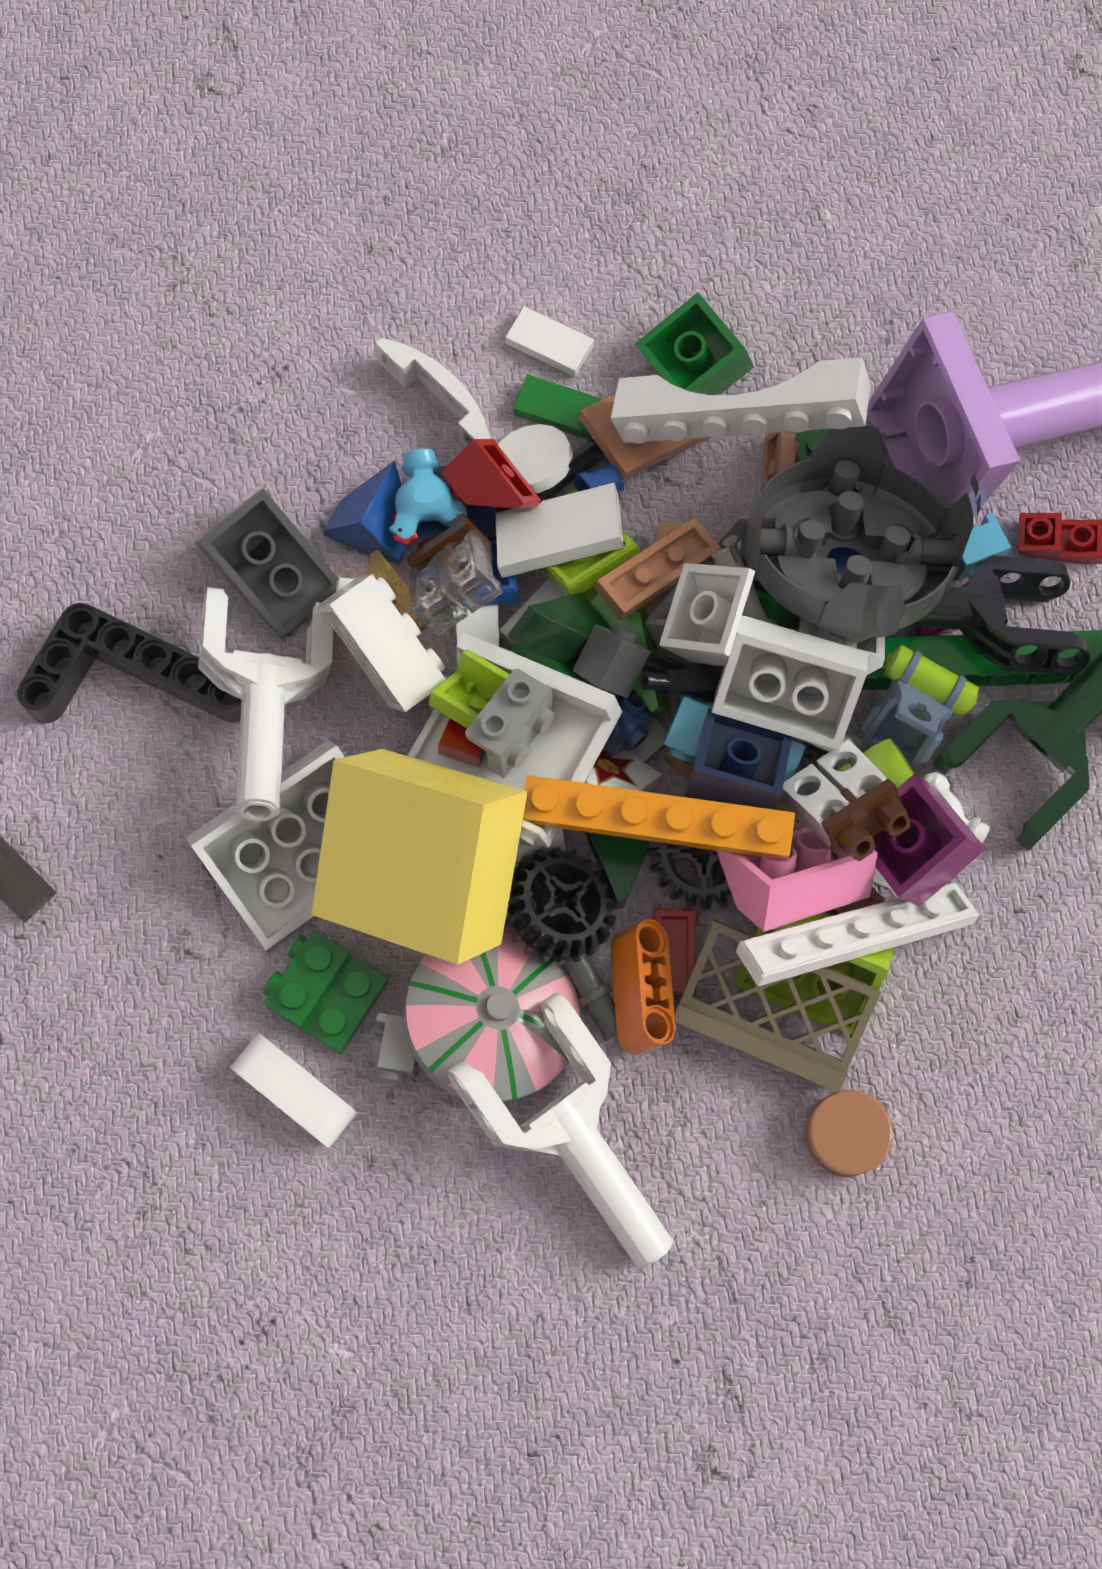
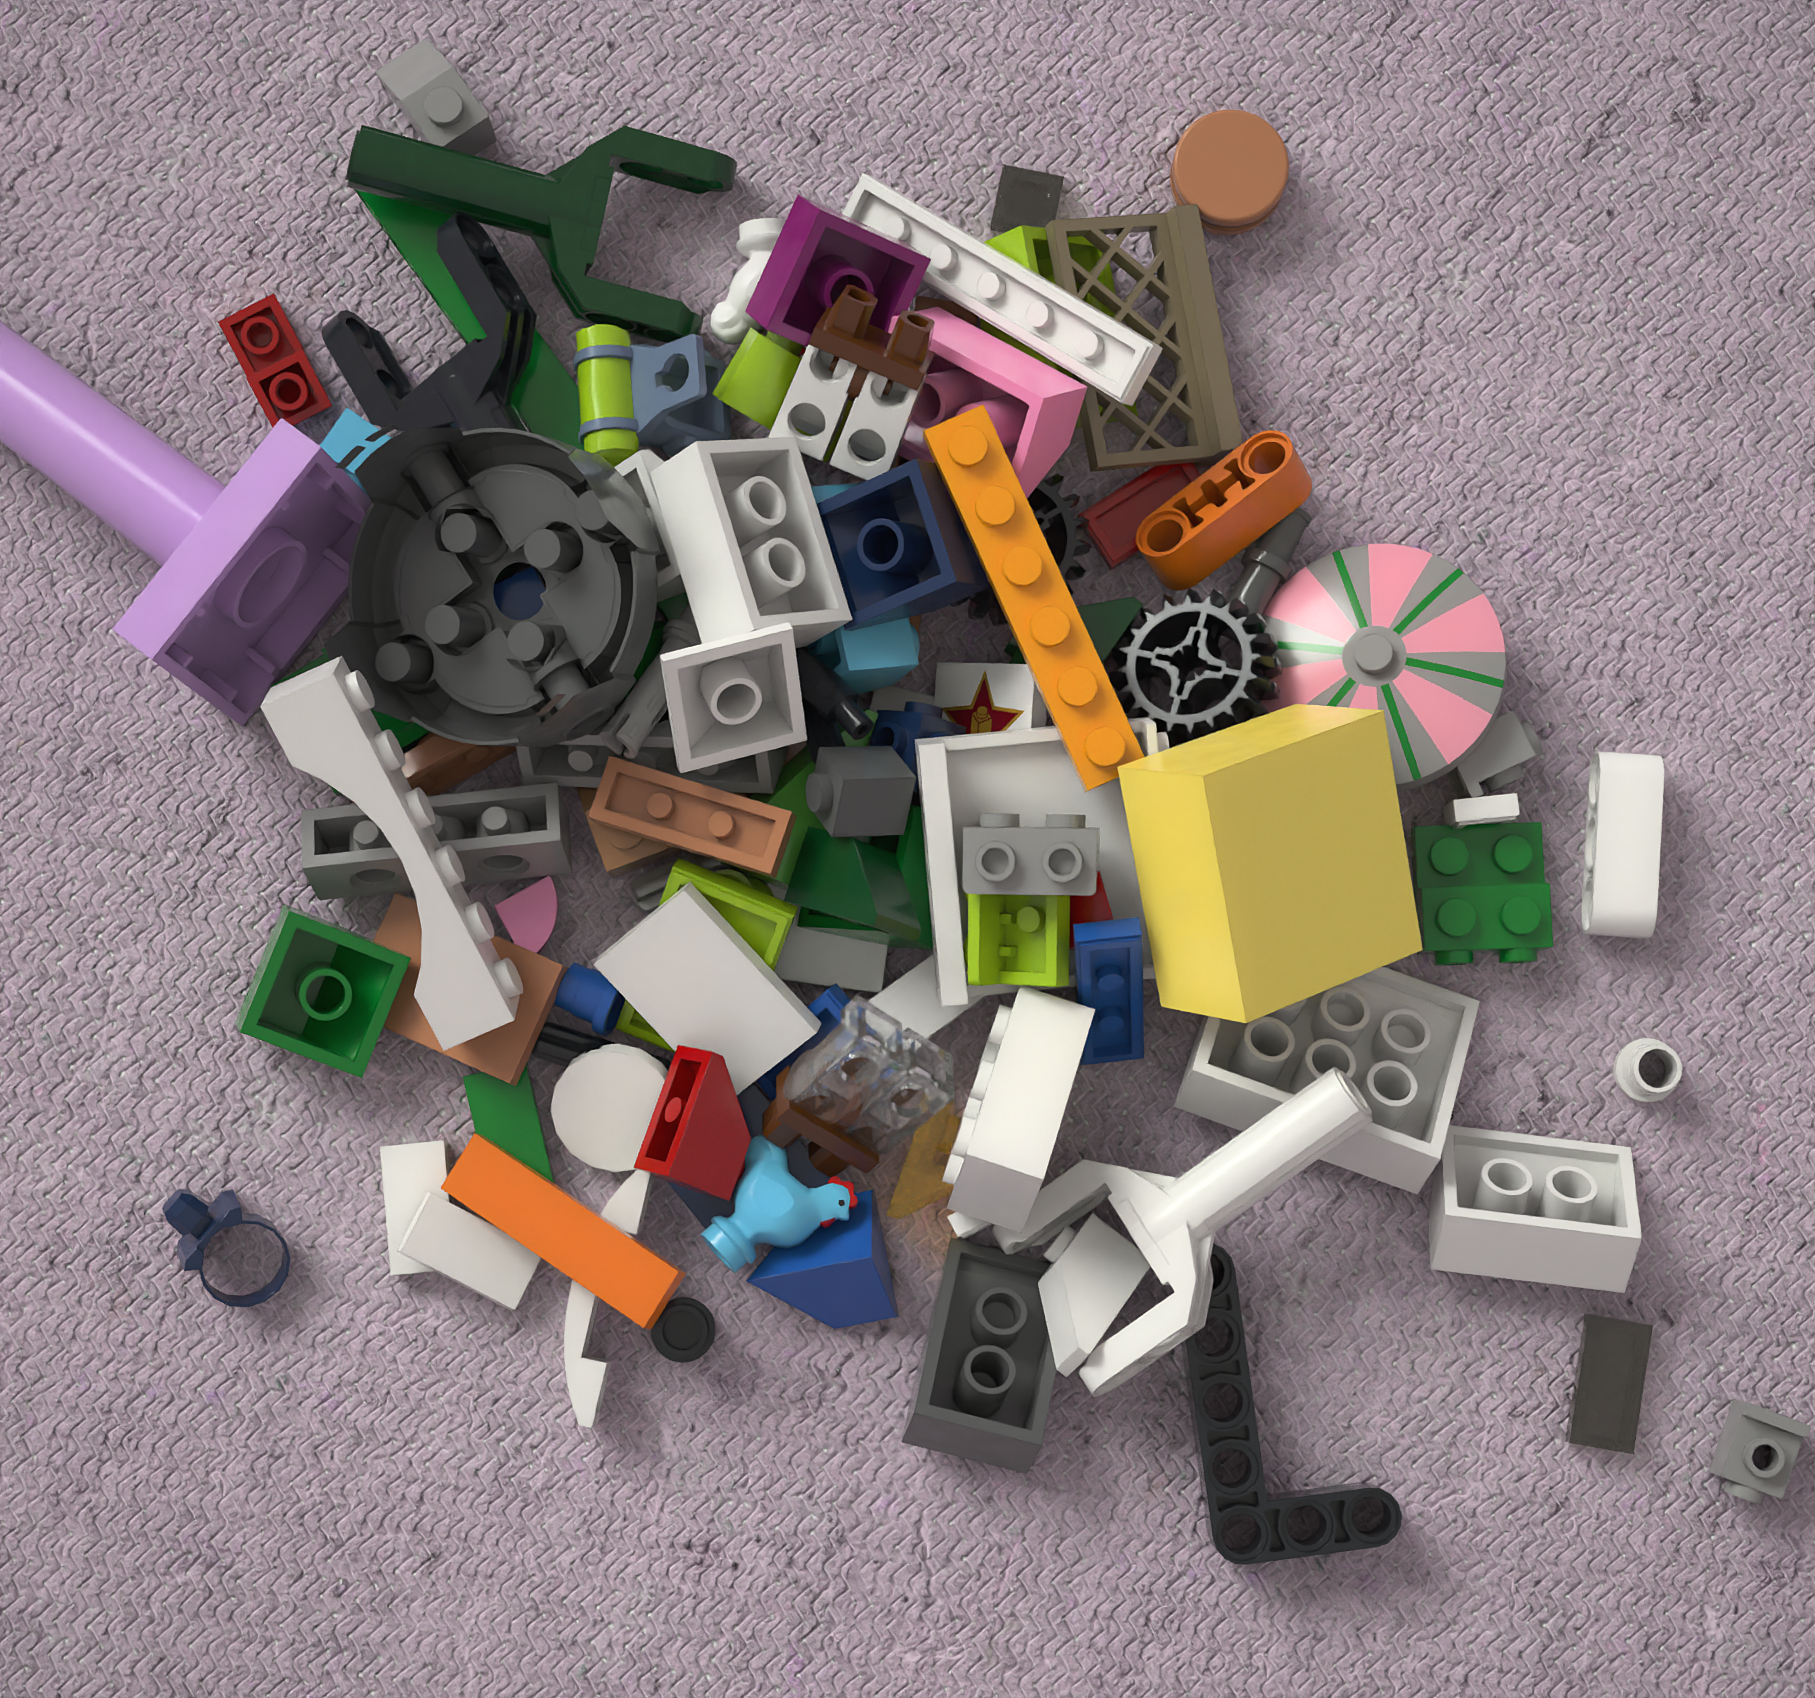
camera: 125 degrees left, 10 degrees up
(132, 896) = (1534, 1209): none -> white slope
(171, 1024) = (1627, 1070): none -> white piece
(264, 624) = (1086, 1287): none -> white slope
(365, 1022) = (1481, 810): none -> white tile
(394, 426) = (684, 1330): none -> black plate
(413, 733) = (1111, 982): none -> blue tile
(484, 387) = (563, 1231): none -> orange tile
(508, 347) = (469, 1251): none -> white tile
(570, 1131) = (1456, 482): white piece -> none
(621, 229) = (200, 1222): none -> dark blue piece
(664, 484) = (531, 914): none -> bright pink tile
(726, 472) = (492, 831): none -> light grey brick
(903, 1004) = (1025, 198): none -> clear smoke tile

